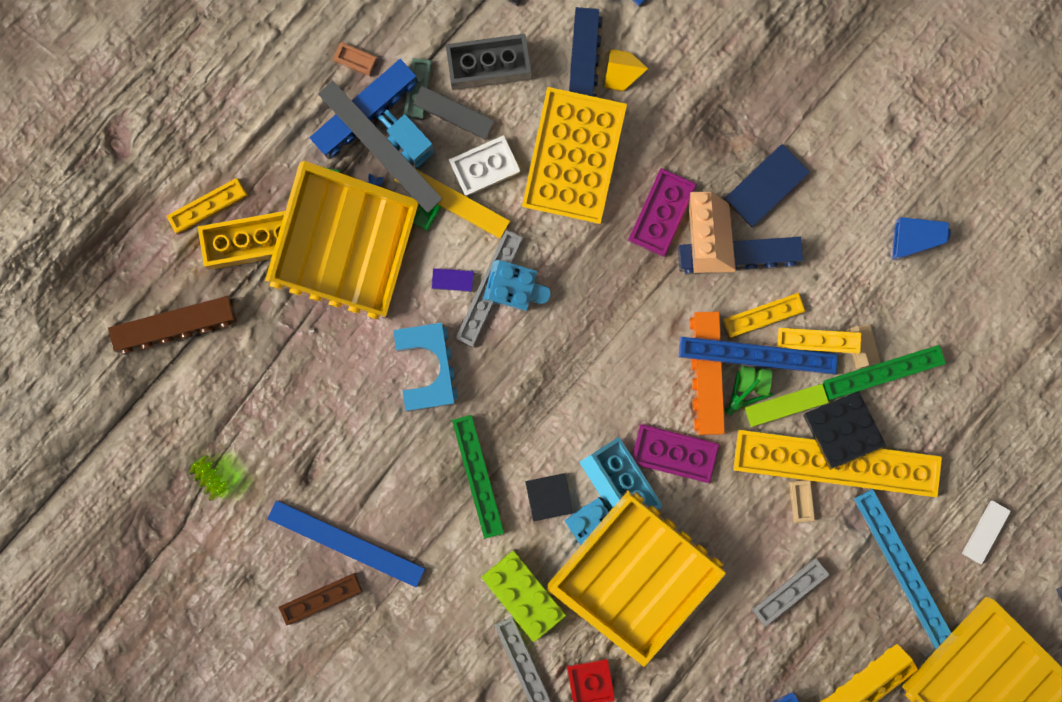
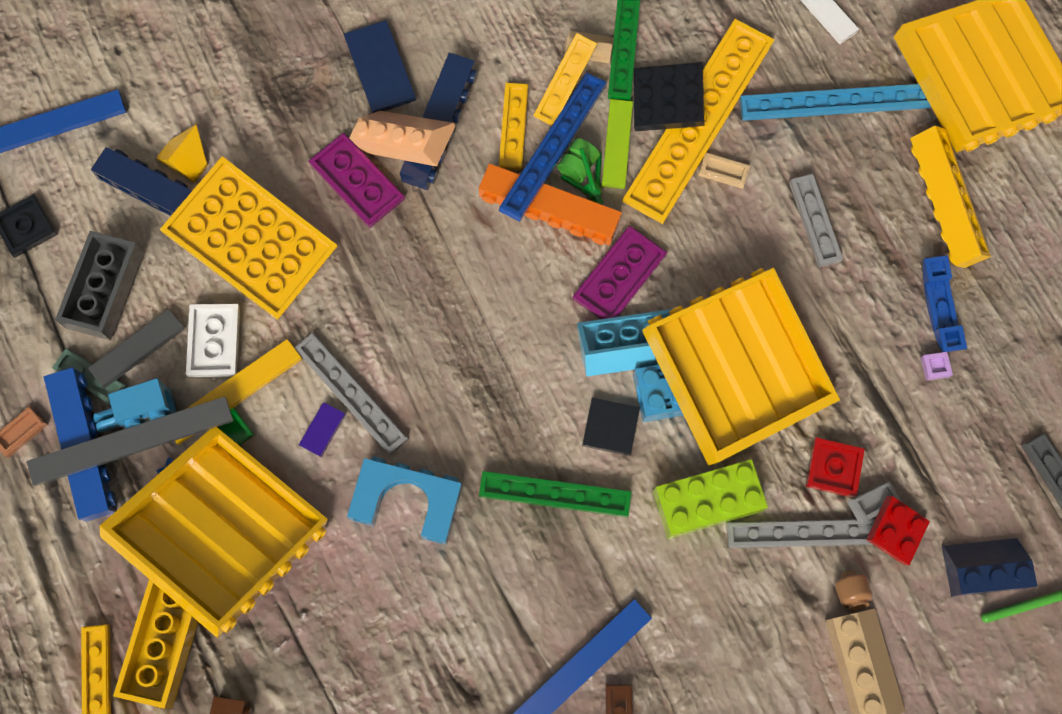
camera: 65 degrees left, 10 degrees down
(514, 284) = (357, 361): dark azure brick -> none

